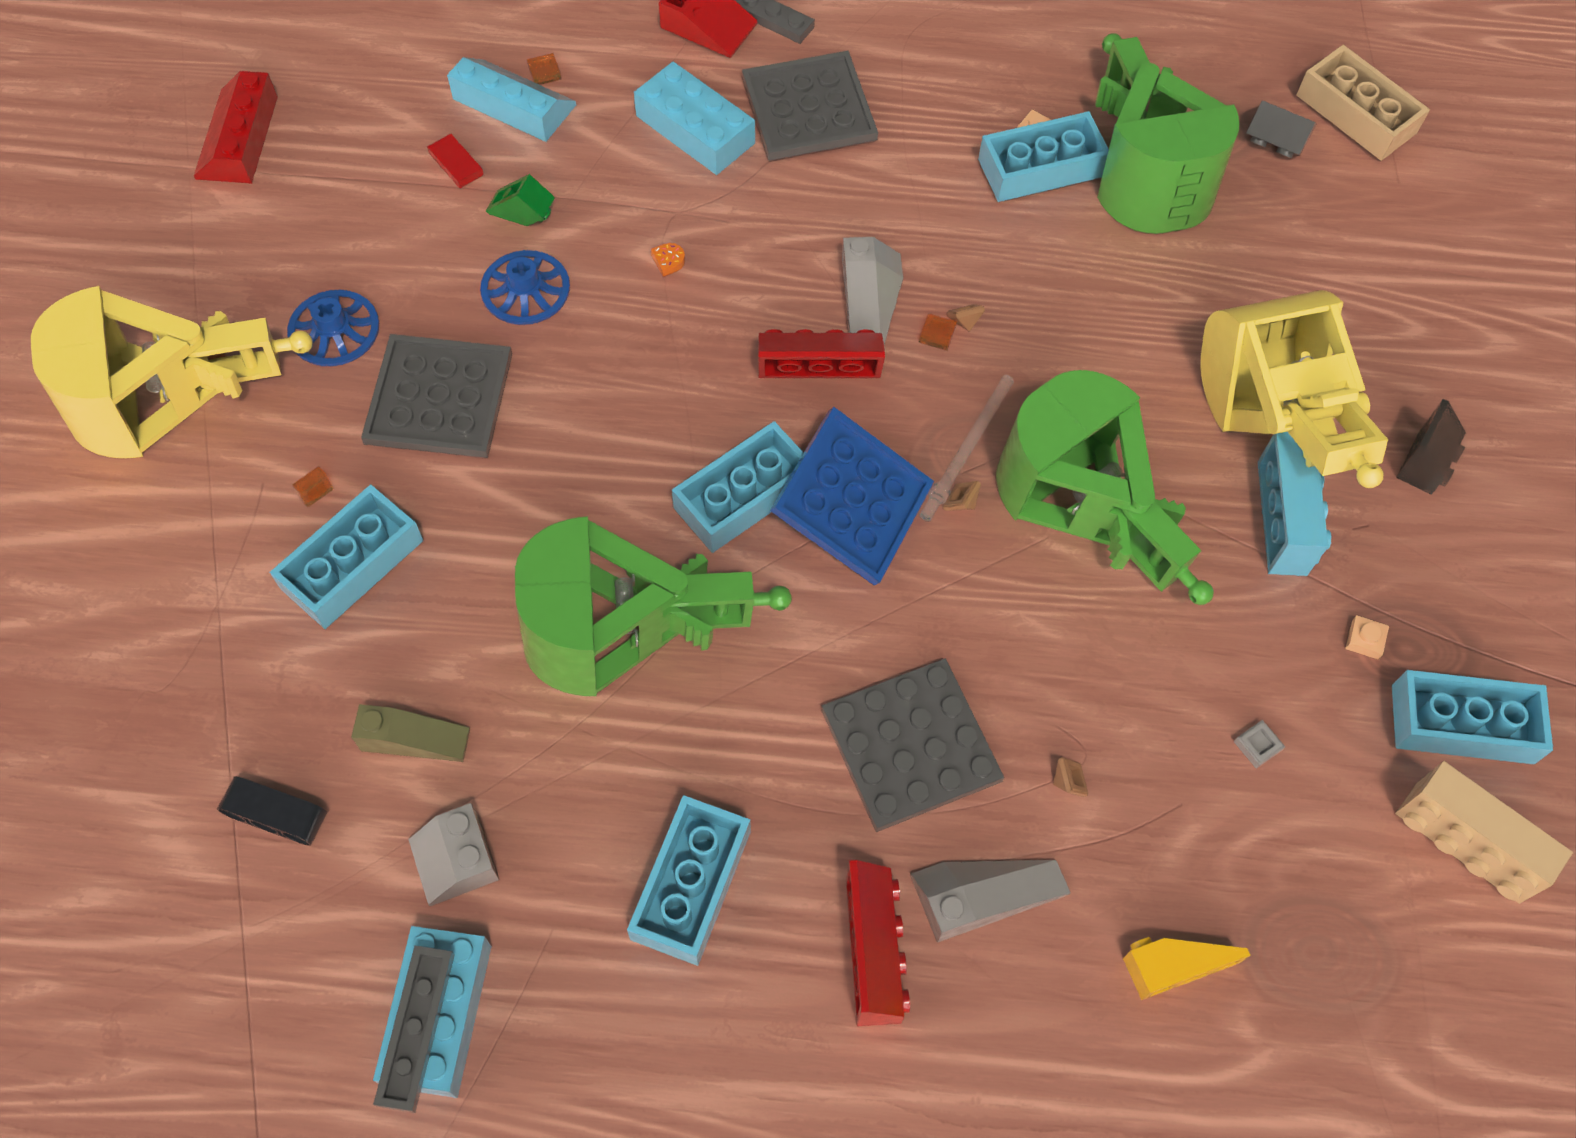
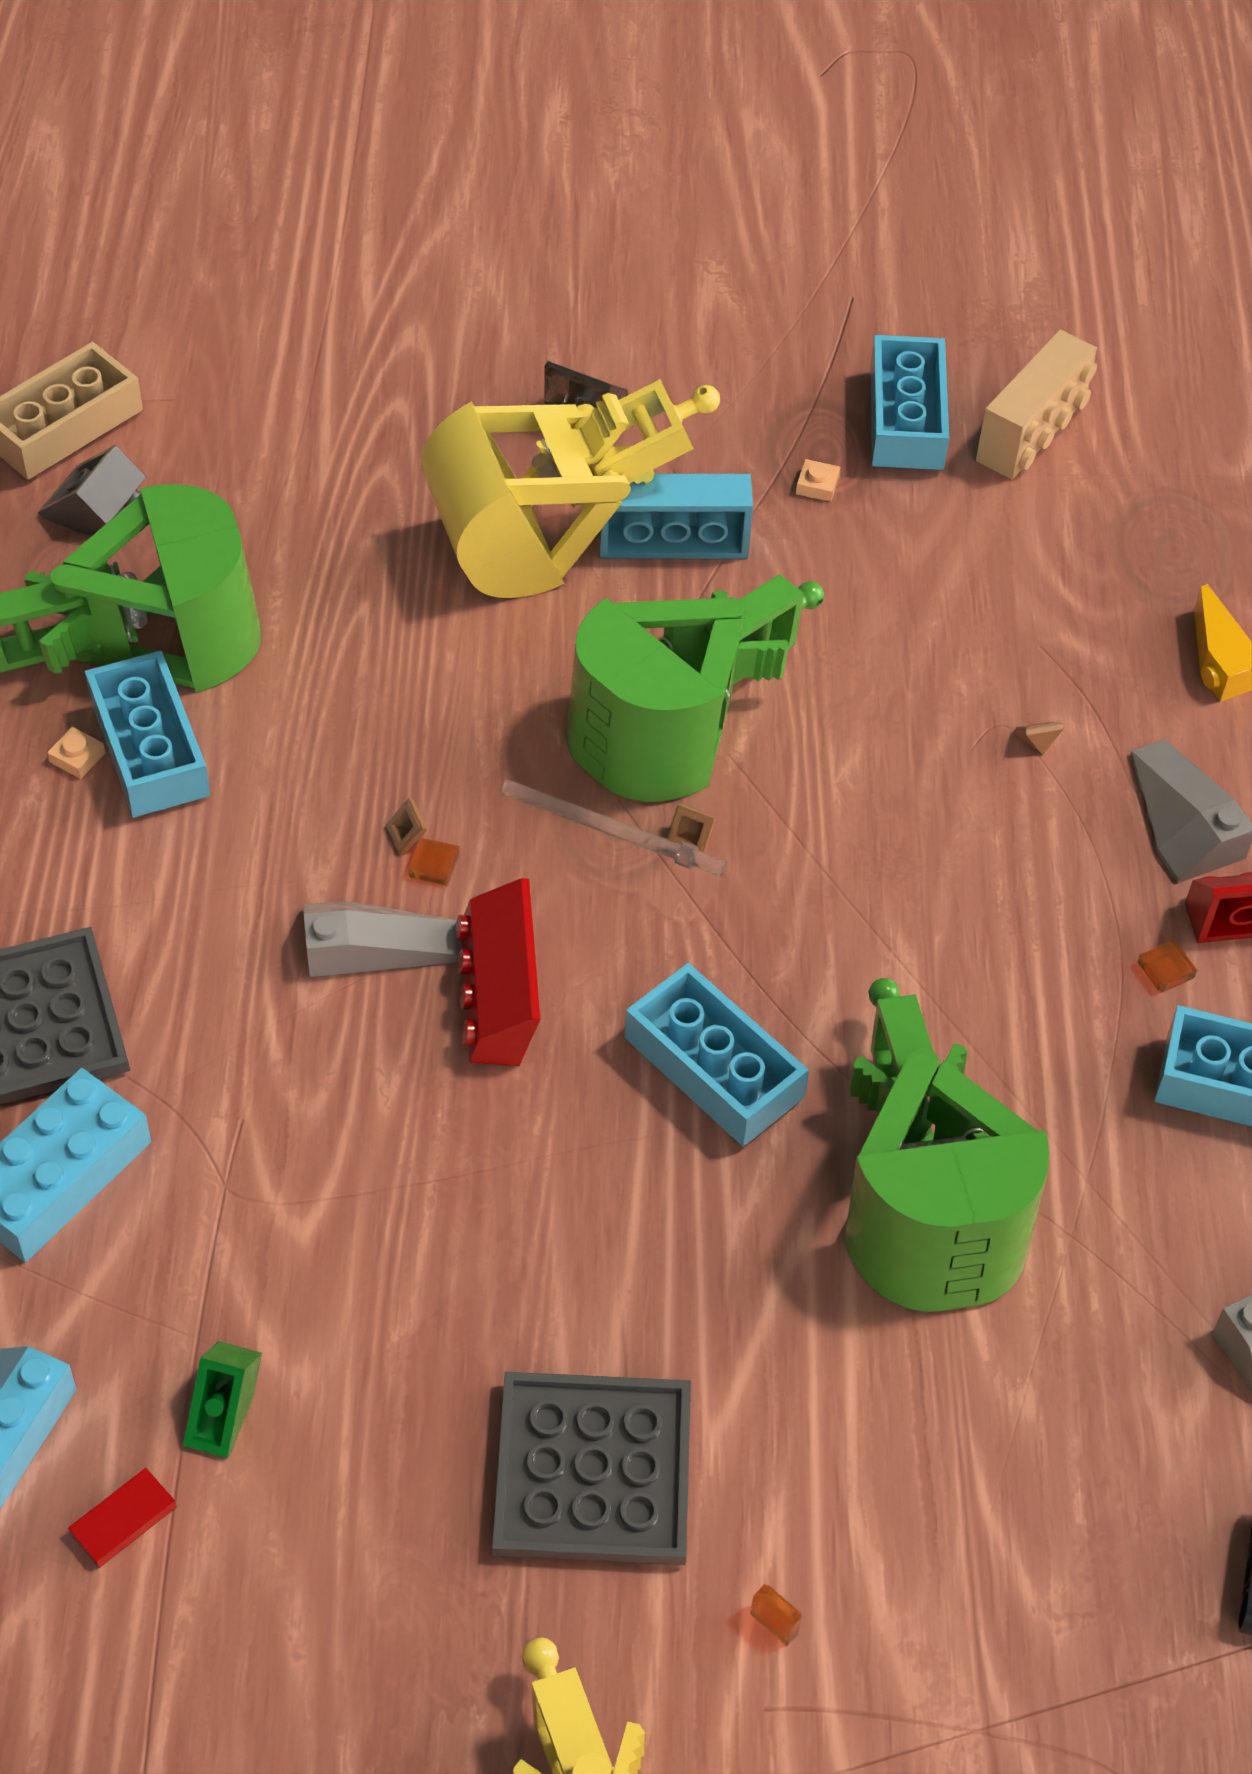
camera: 95 degrees left, 10 degrees down
(332, 320) = (468, 1652): blue wheel -> none
(347, 556) = (892, 1533): medium azure brick -> none
(408, 734) = (1133, 1423): olive slope -> none
(524, 280) = (375, 1375): blue wheel -> none
(668, 258) = (320, 1187): orange tile -> none
(817, 844) = (1167, 966): none -> clear orange tile
(852, 496) = (721, 927): blue plate -> none
(911, 744) = (1024, 881): dark grey plate -> none
(1259, 744) = (961, 576): light grey tile -> none

